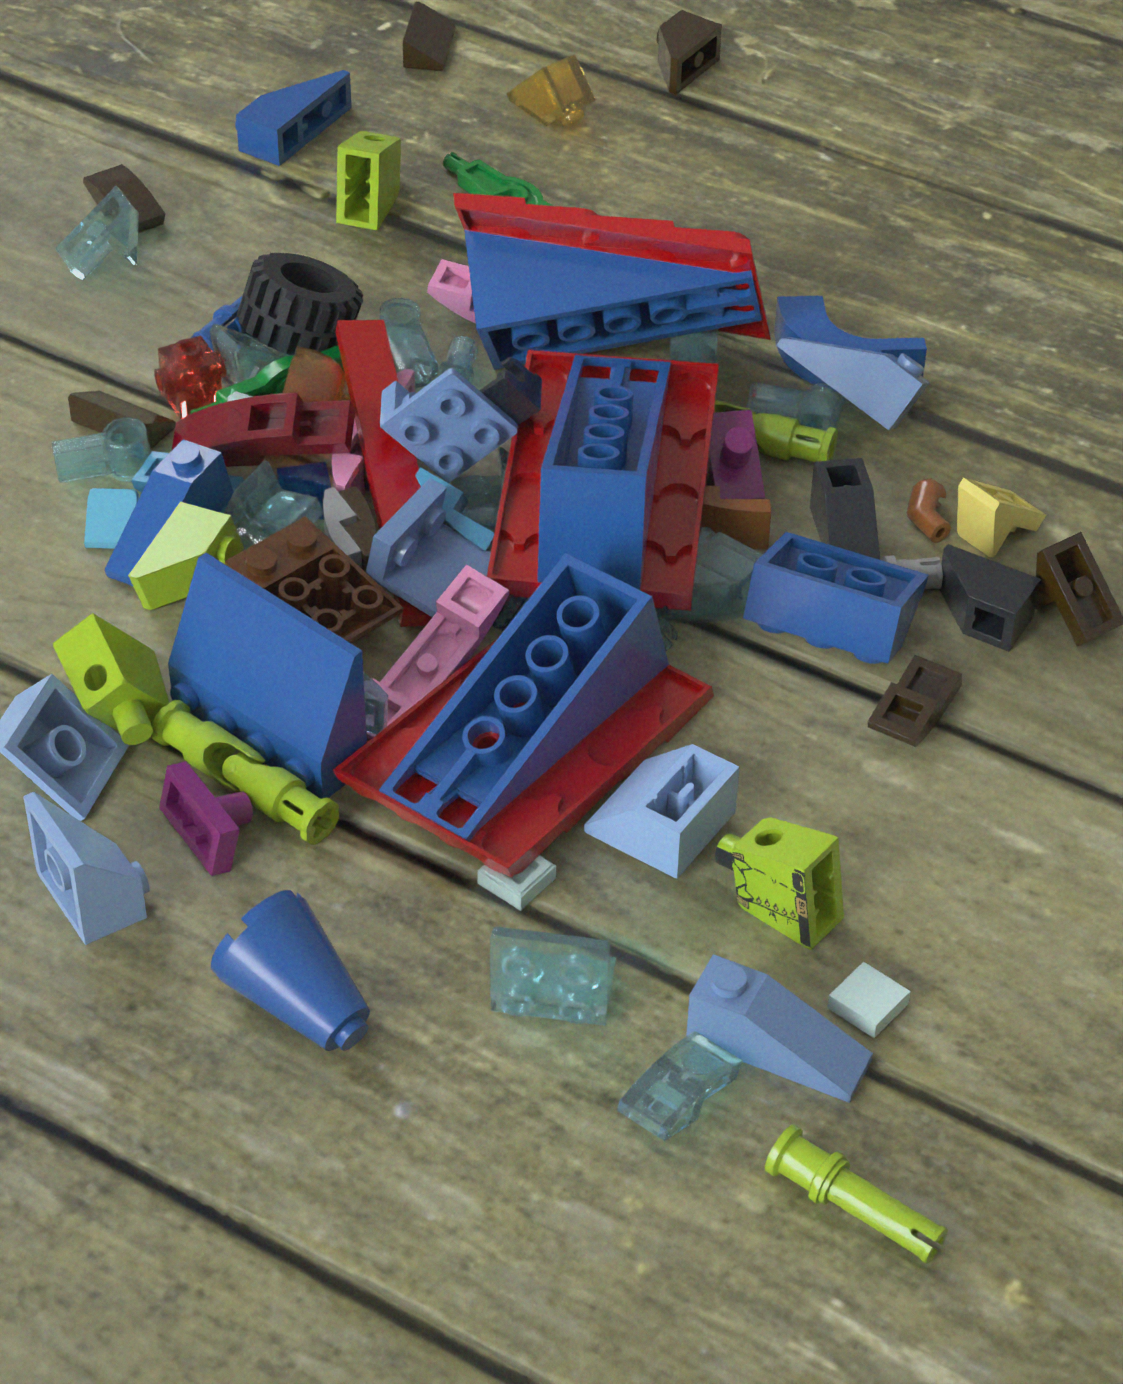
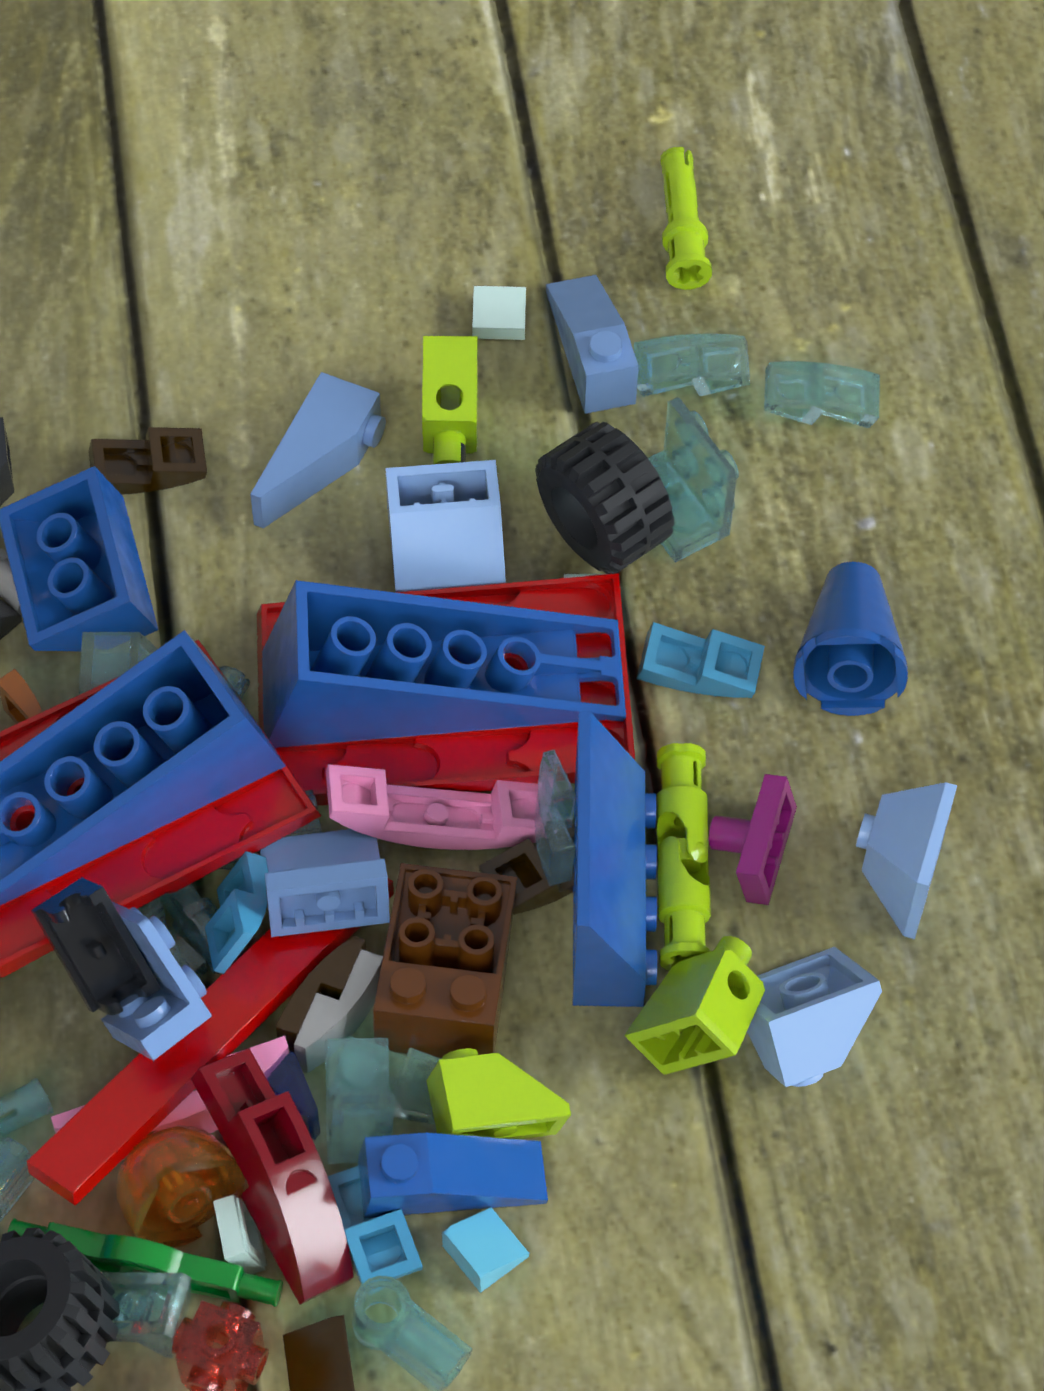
camera: 130 degrees left, 15 degrees up
(398, 896) = (708, 666): none -> dark azure slope
(553, 1153) = (812, 388): none -> clear light blue slope
(578, 878) = (604, 497): none -> black tyre
(832, 790) = (319, 446): none -> medium blue slope

